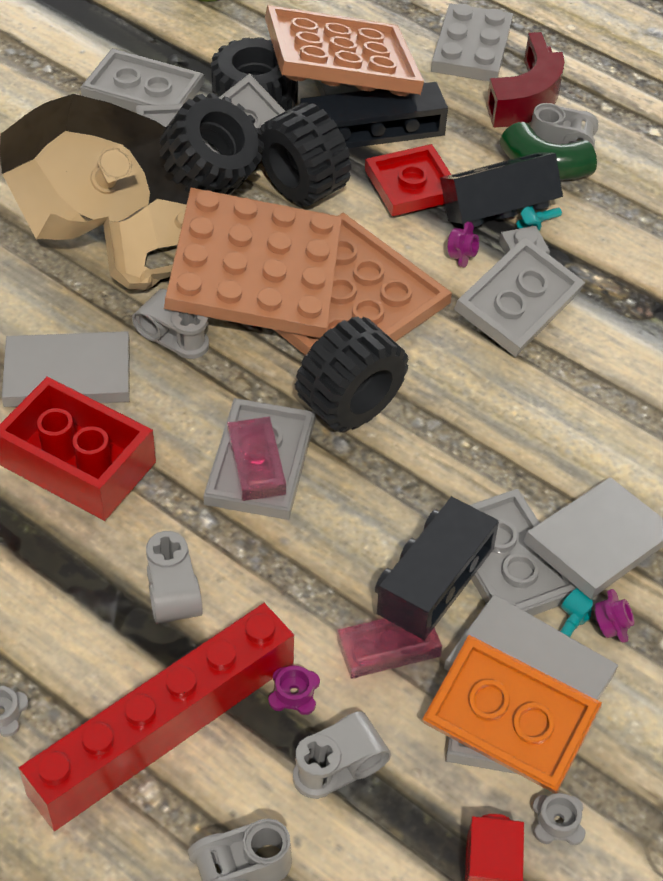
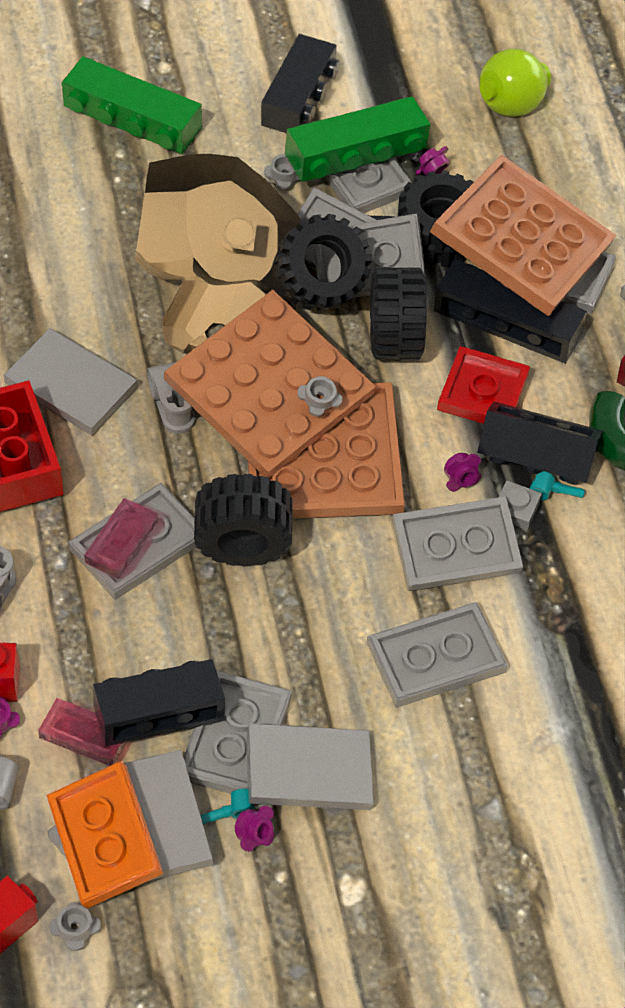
camera: 40 degrees right, 5 degrees up
(39, 50) = (299, 84): none -> black brick
(132, 56) = (357, 139): none -> green brick
(203, 50) = (433, 161): none -> magenta plate
(316, 240) = (319, 386): none -> light grey plate
(588, 389) = (436, 654): none -> light grey tile

